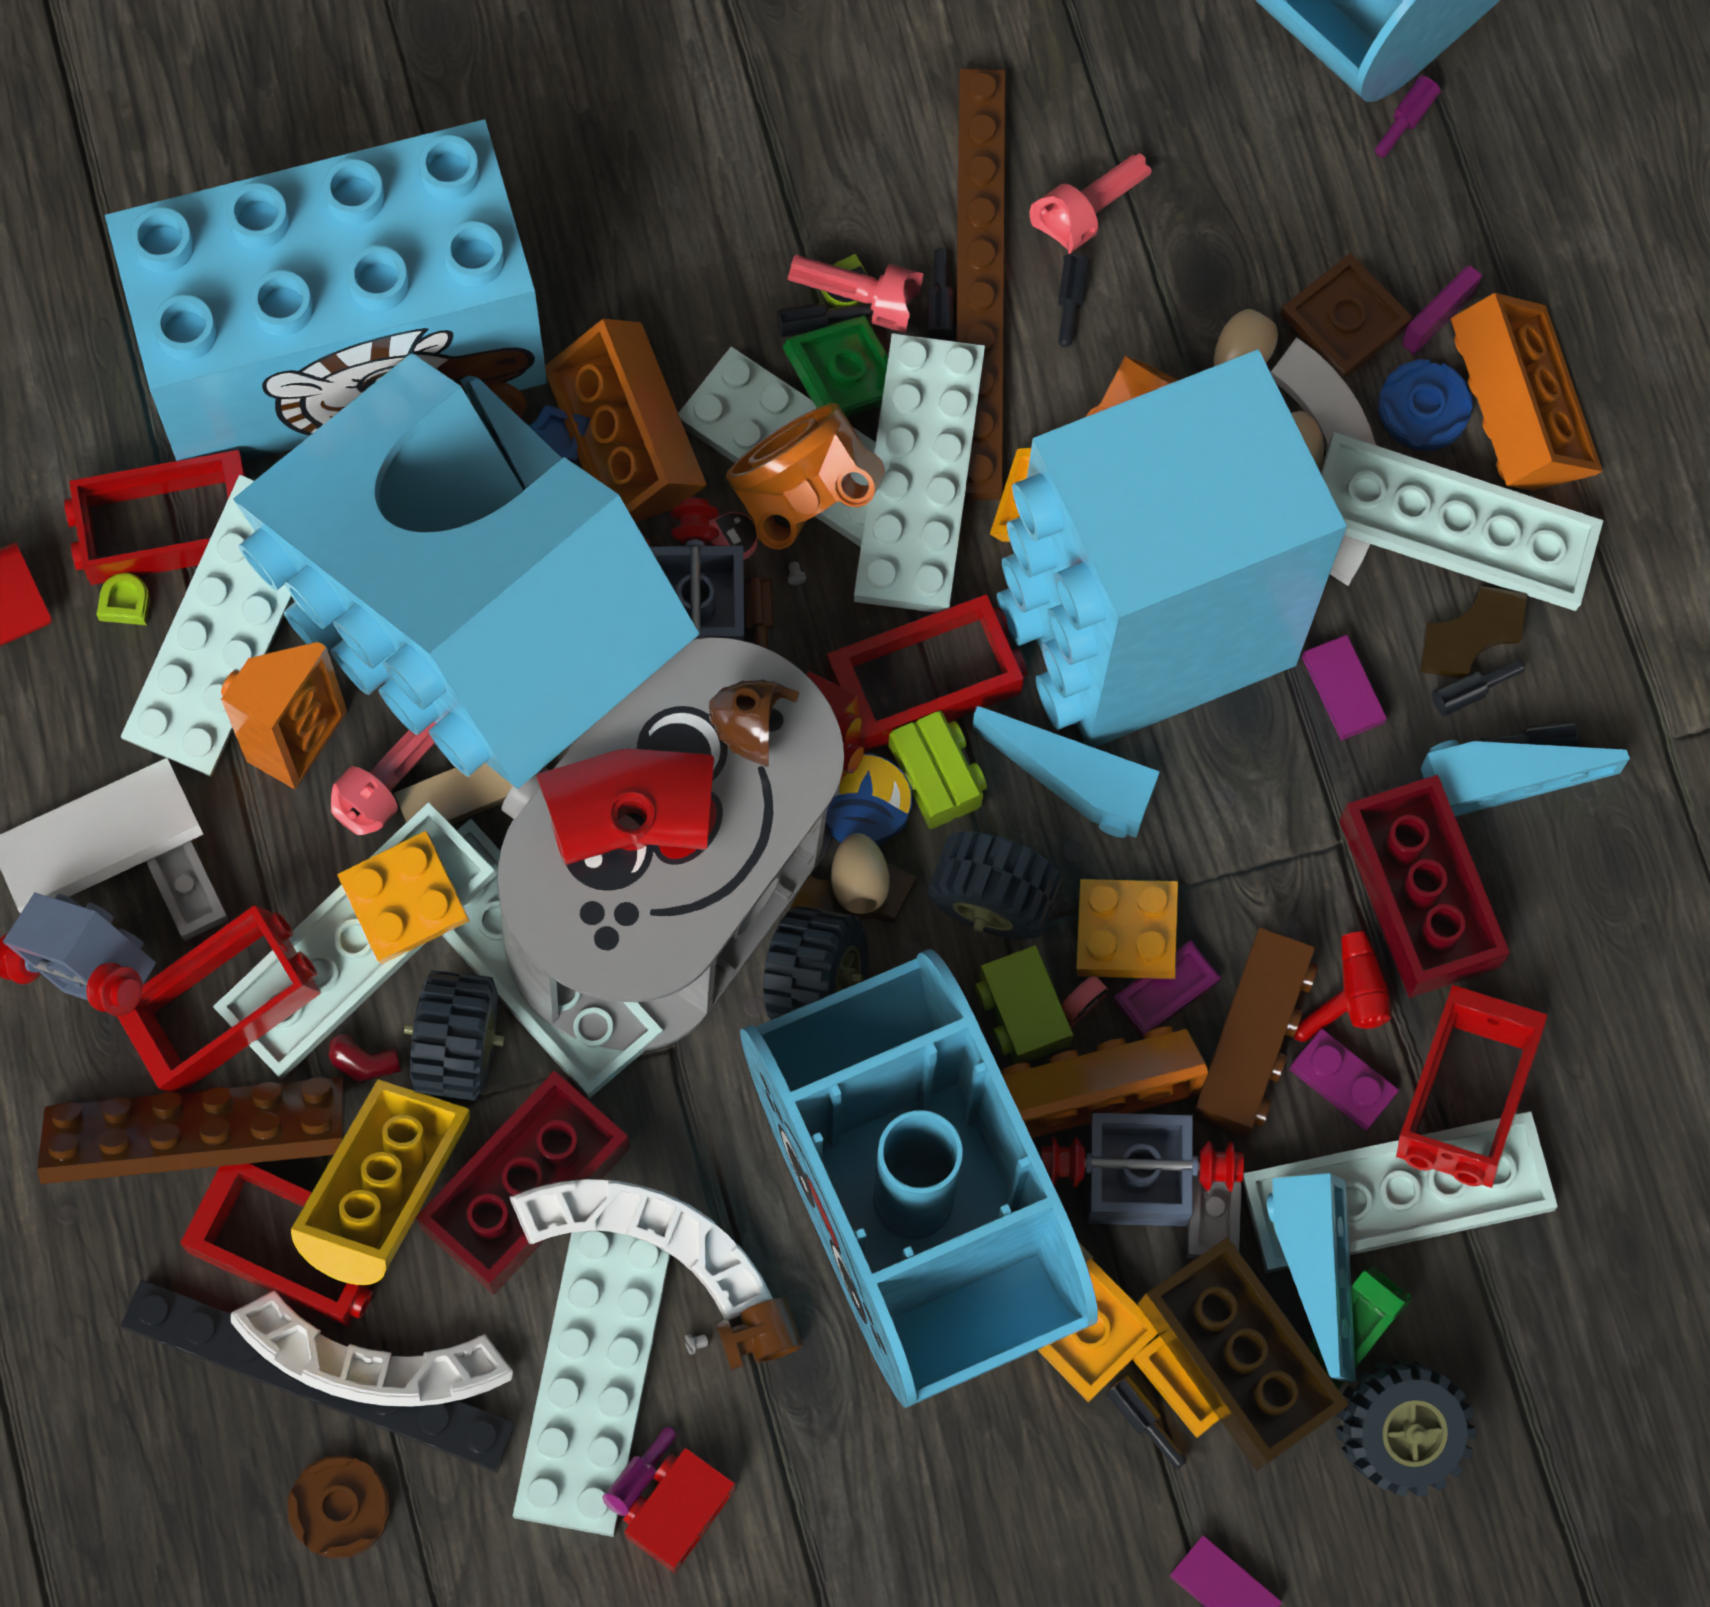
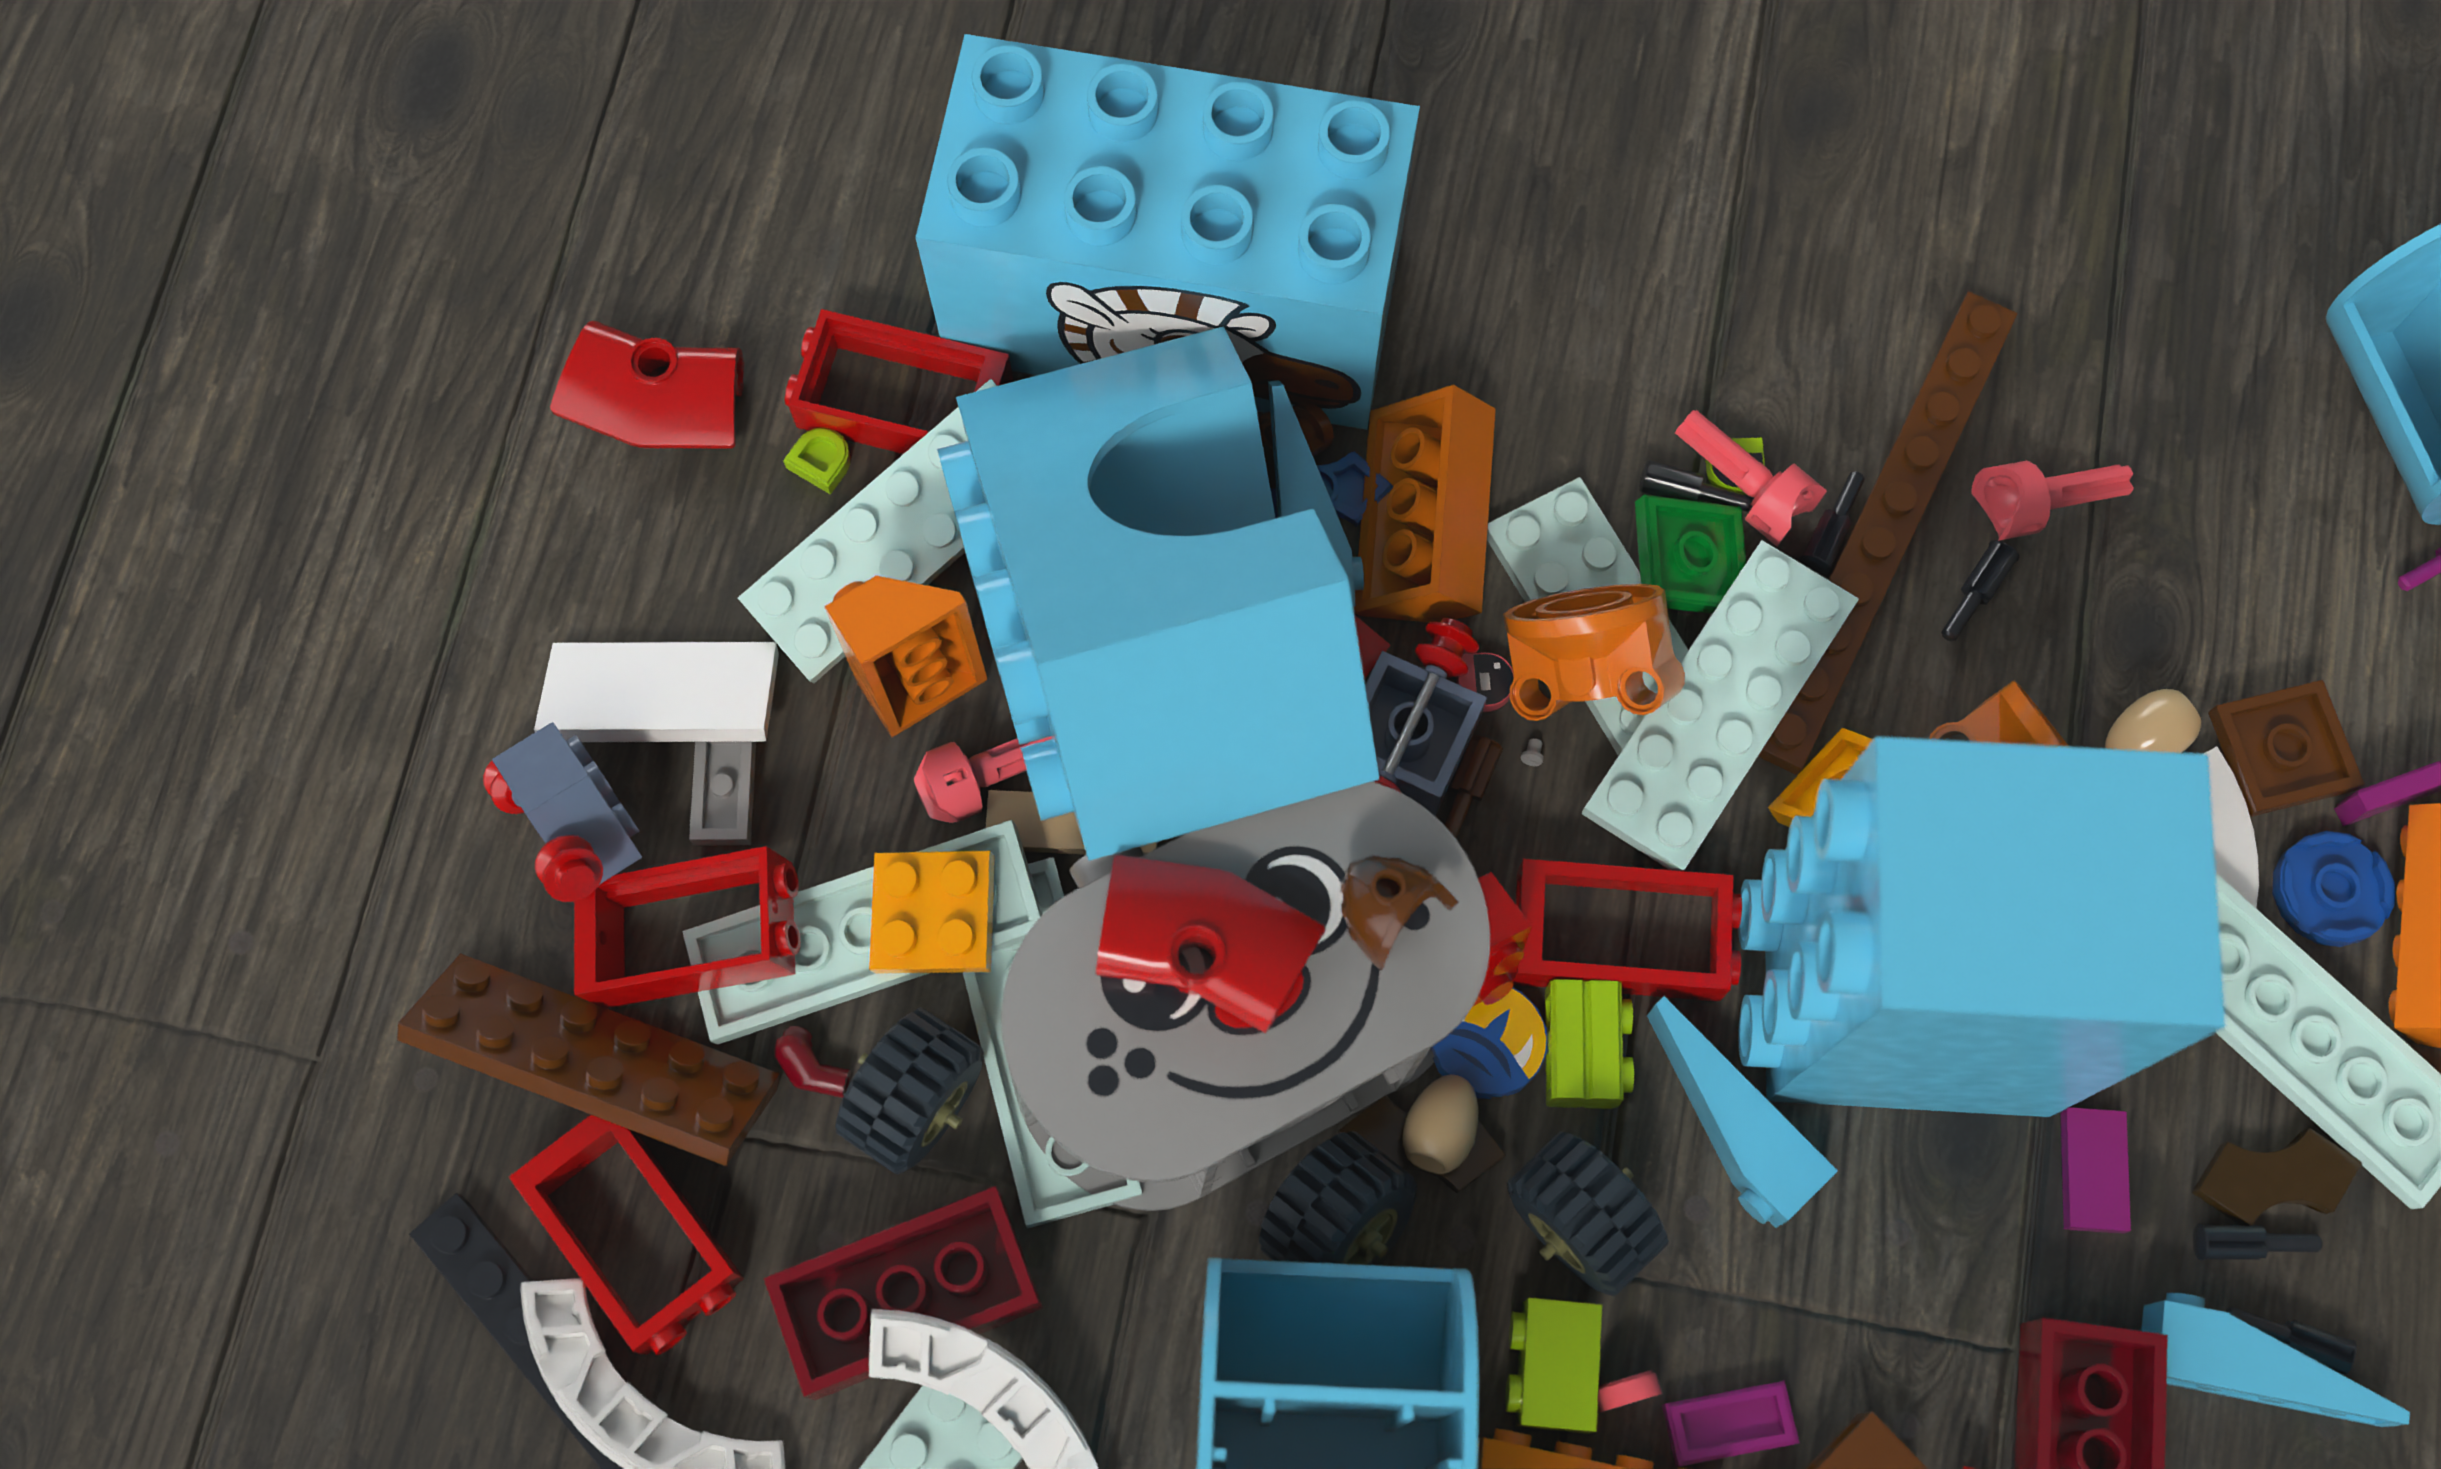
camera: 30 degrees right, 0 degrees up
(377, 1182) = (740, 1219): yellow brick -> none
(1127, 929) = (1717, 1333): light orange plate -> none

